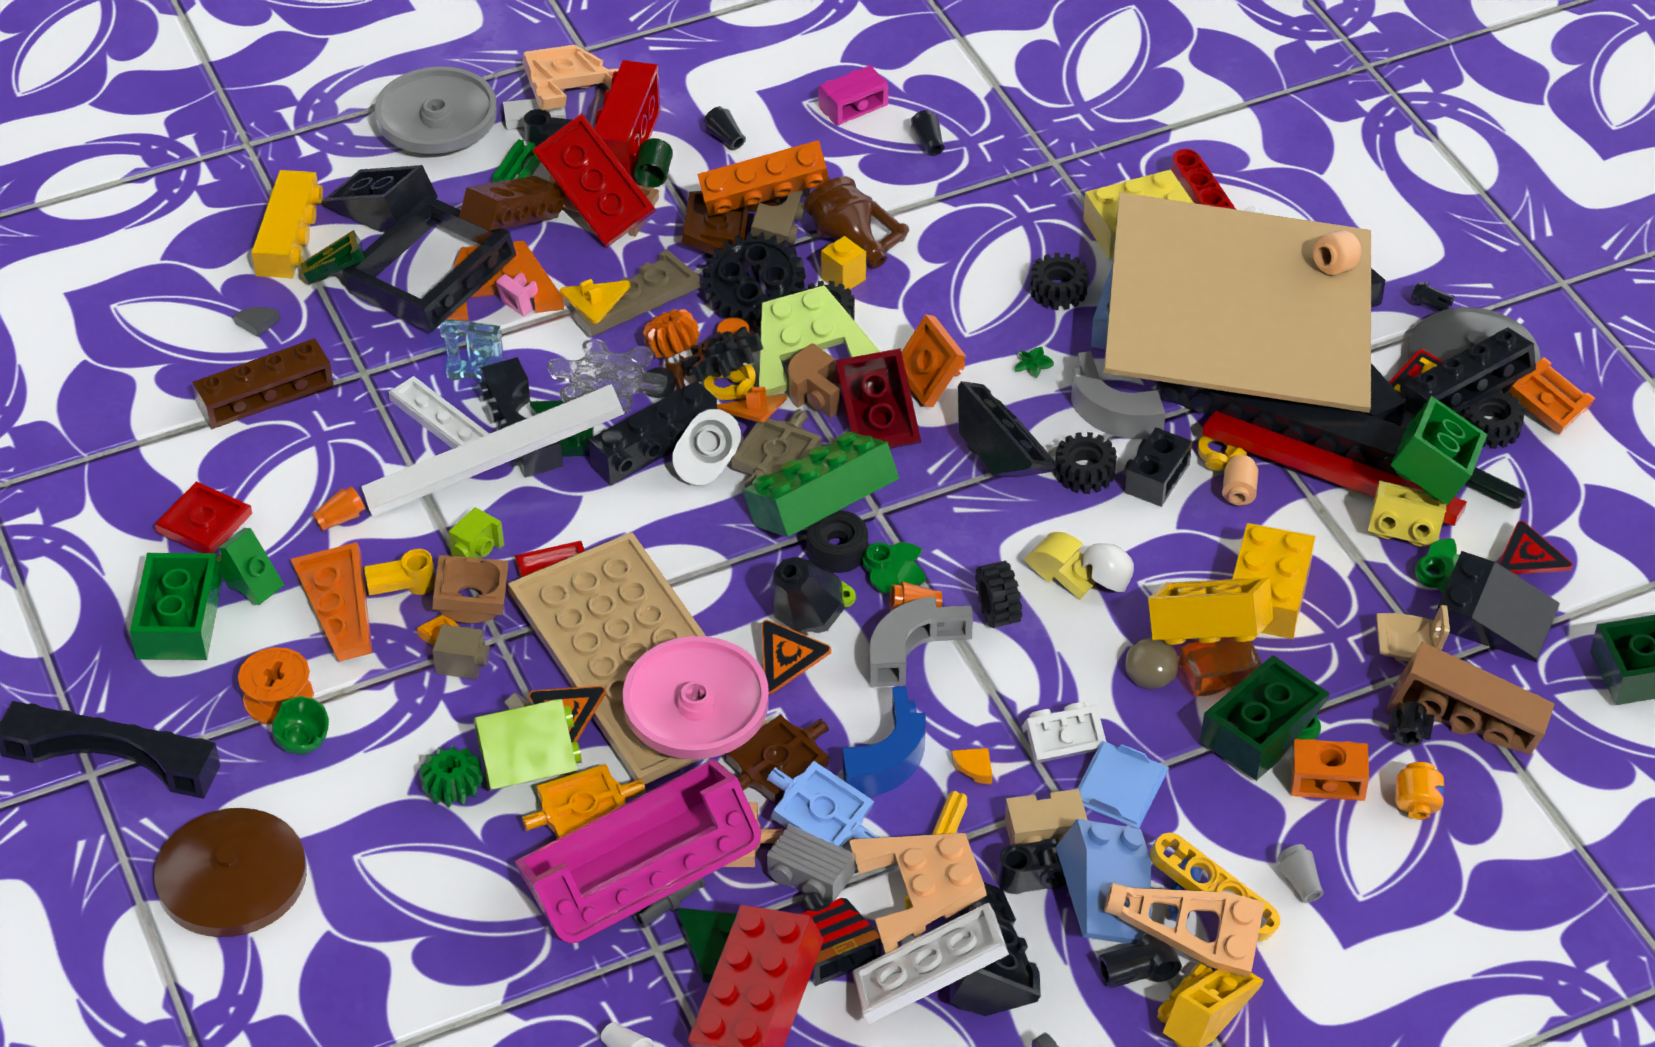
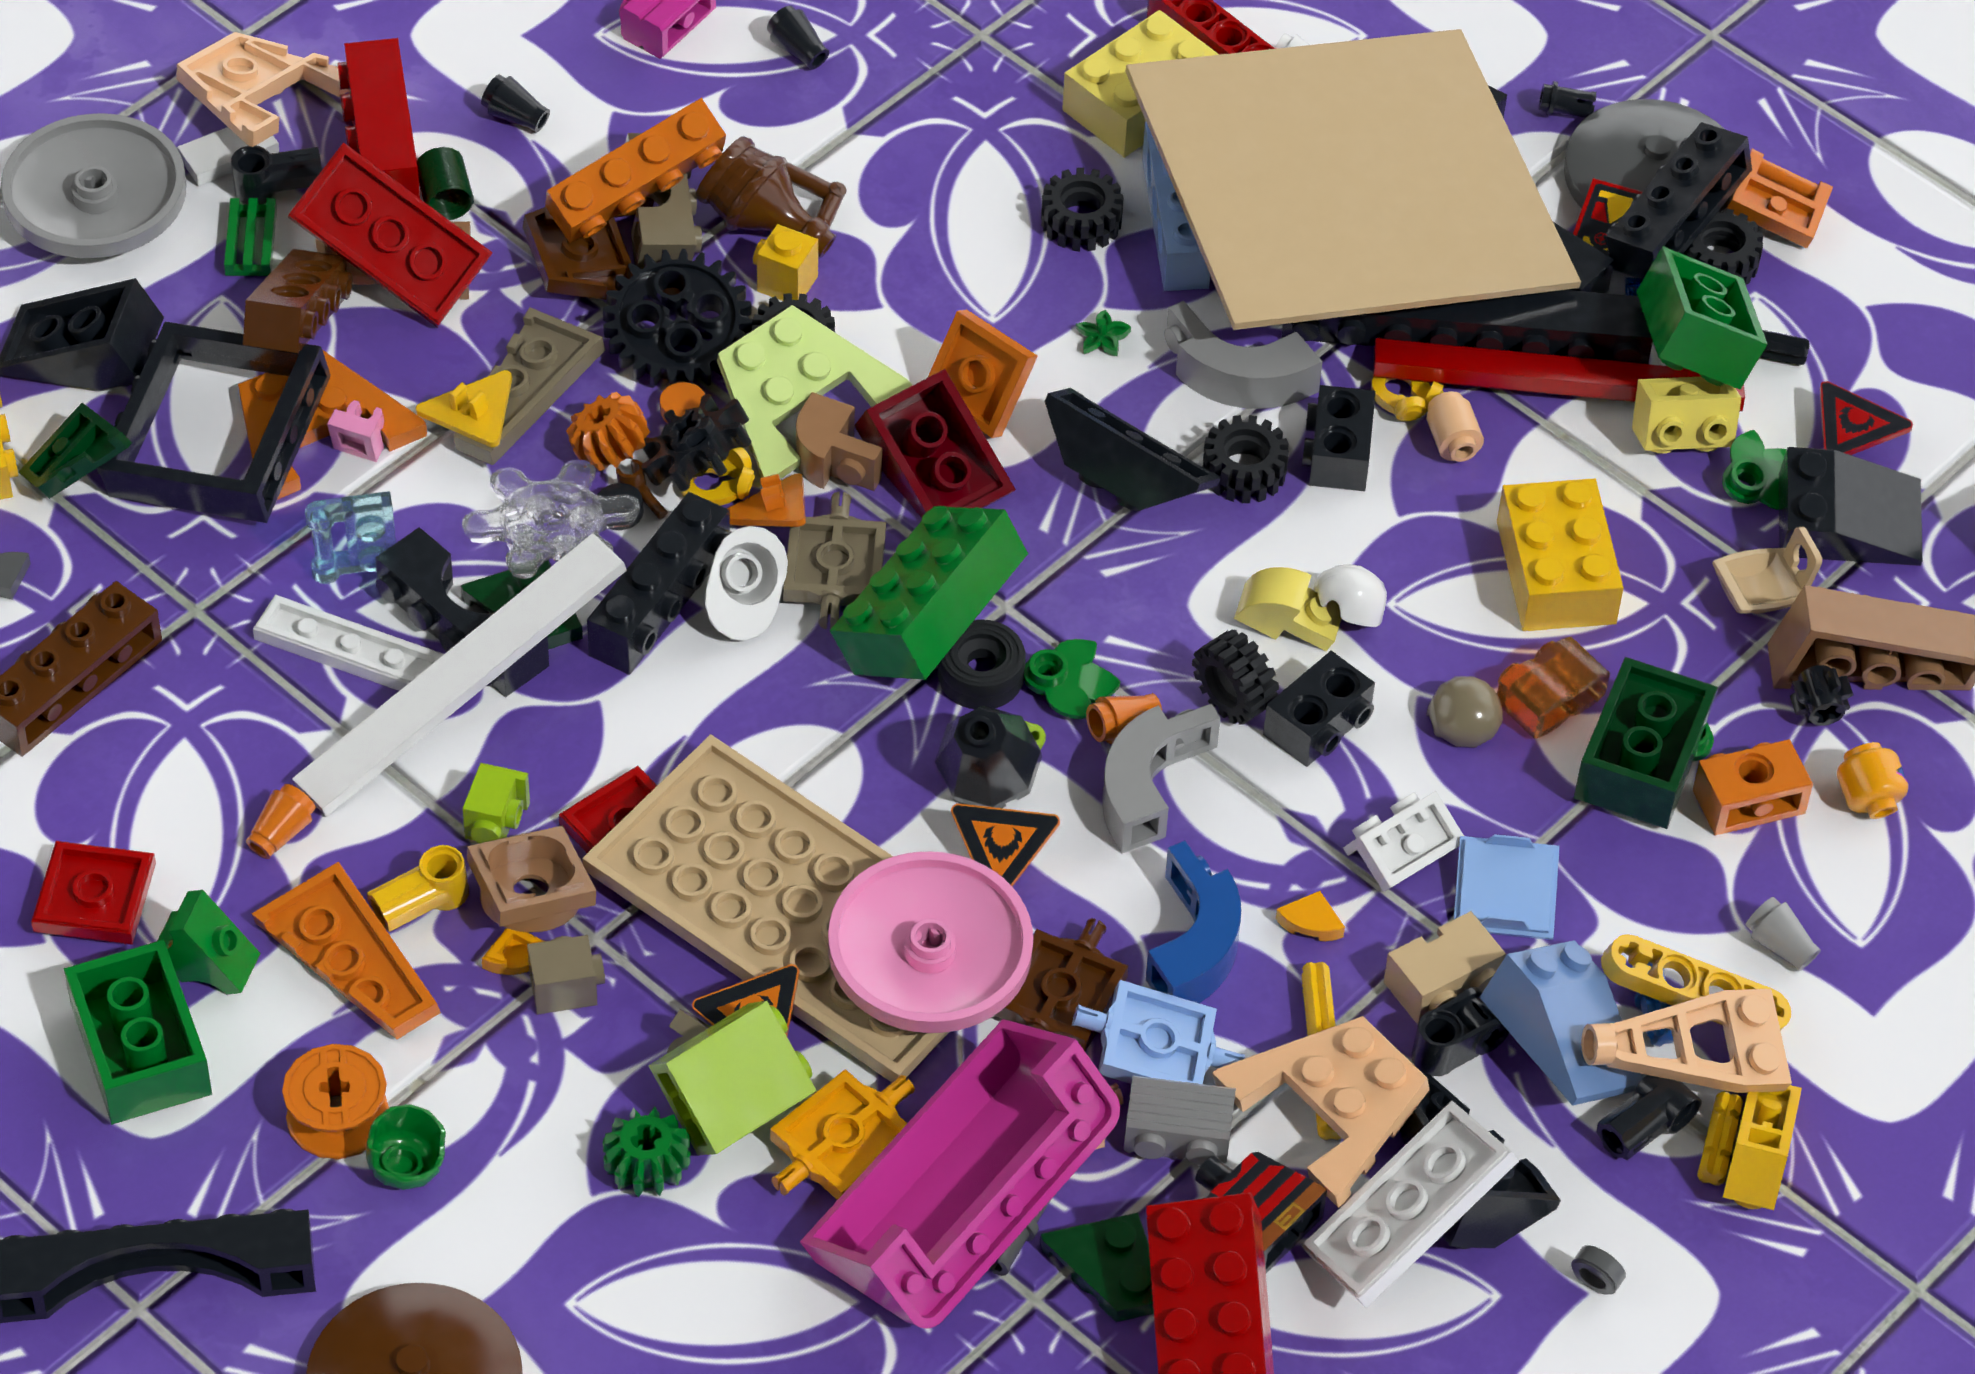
camera: 25 degrees left, 5 degrees up
(1049, 632) = (1319, 709): none -> black brick
(1210, 610) = (1523, 619): yellow brick -> none
(1337, 252) = (1445, 75): light nougat head -> none

